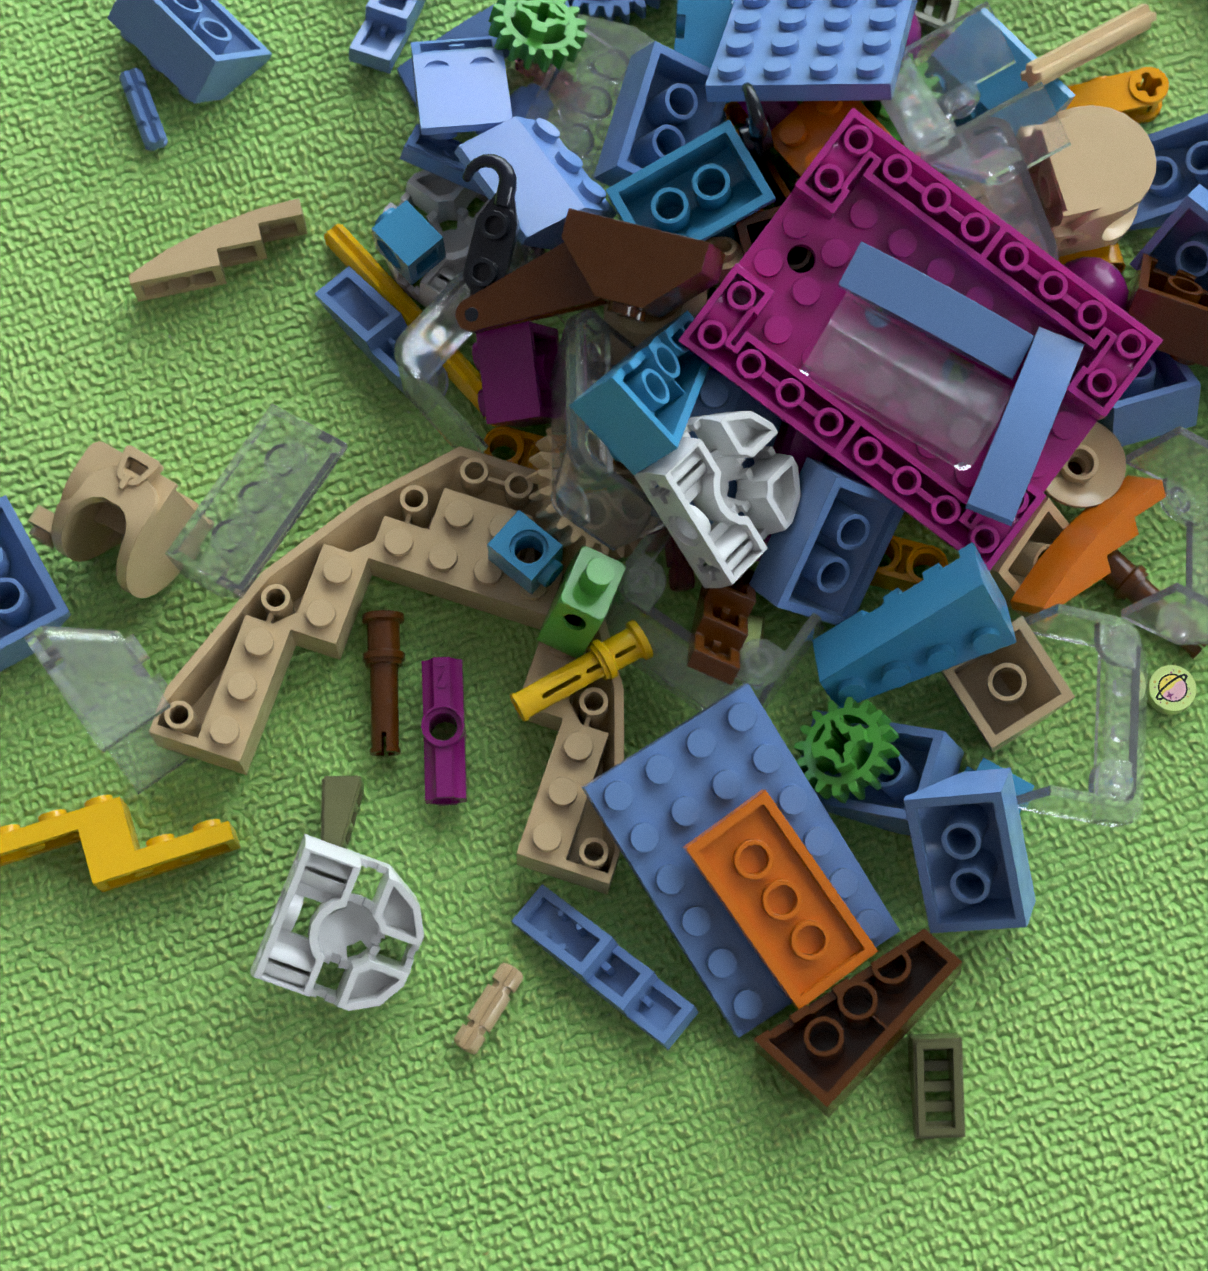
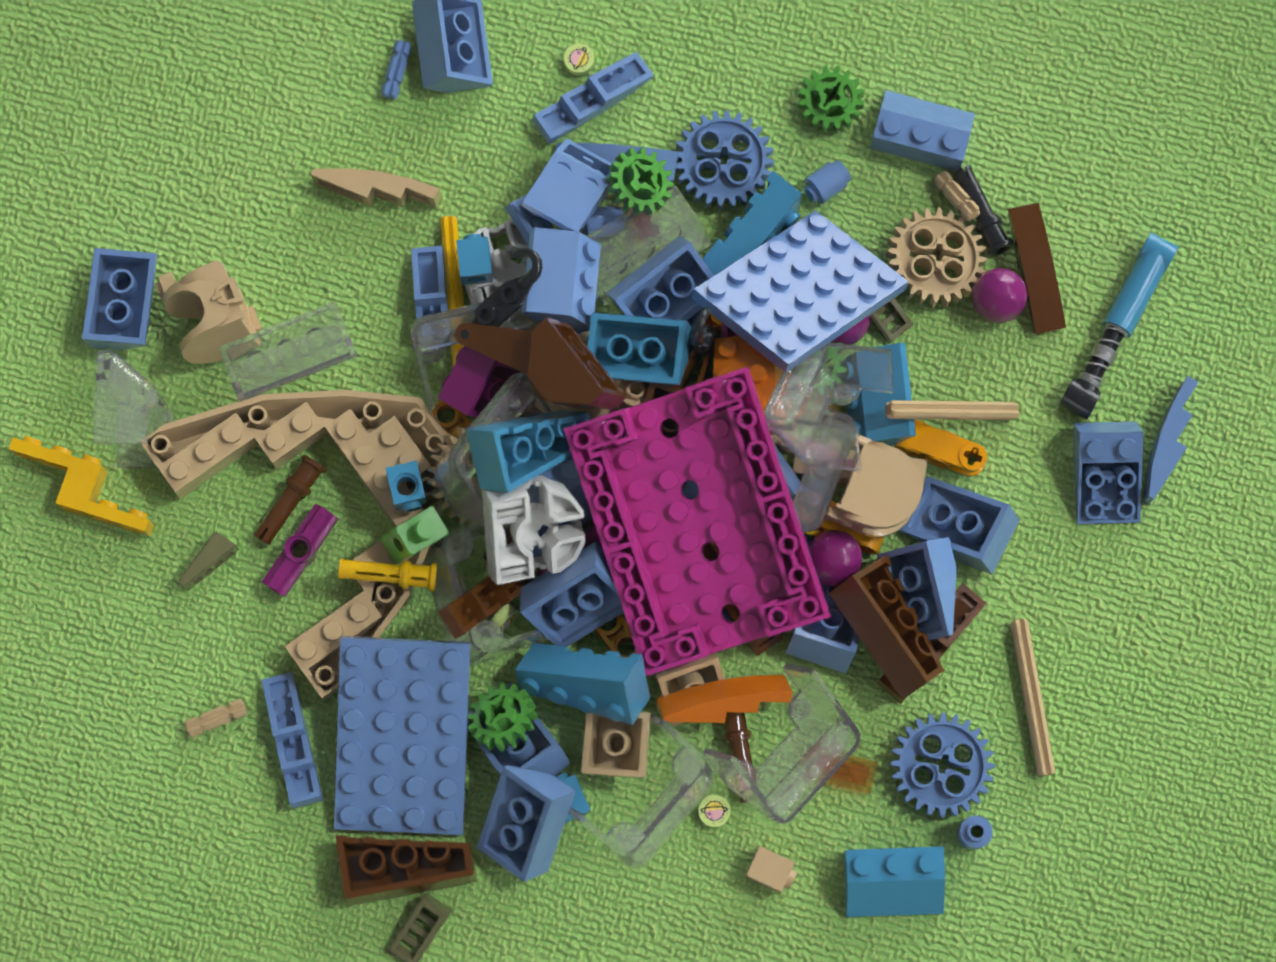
camera: 35 degrees right, 5 degrees up
(342, 919) = (175, 587): white connector -> none
(780, 899) = (402, 772): orange plate -> none
(907, 381) = (674, 538): clear slope -> none
(936, 310) = (715, 512): medium blue slope -> none
(1024, 426) = (718, 610): medium blue slope -> none
(1102, 471) = (761, 667): tan dish -> none

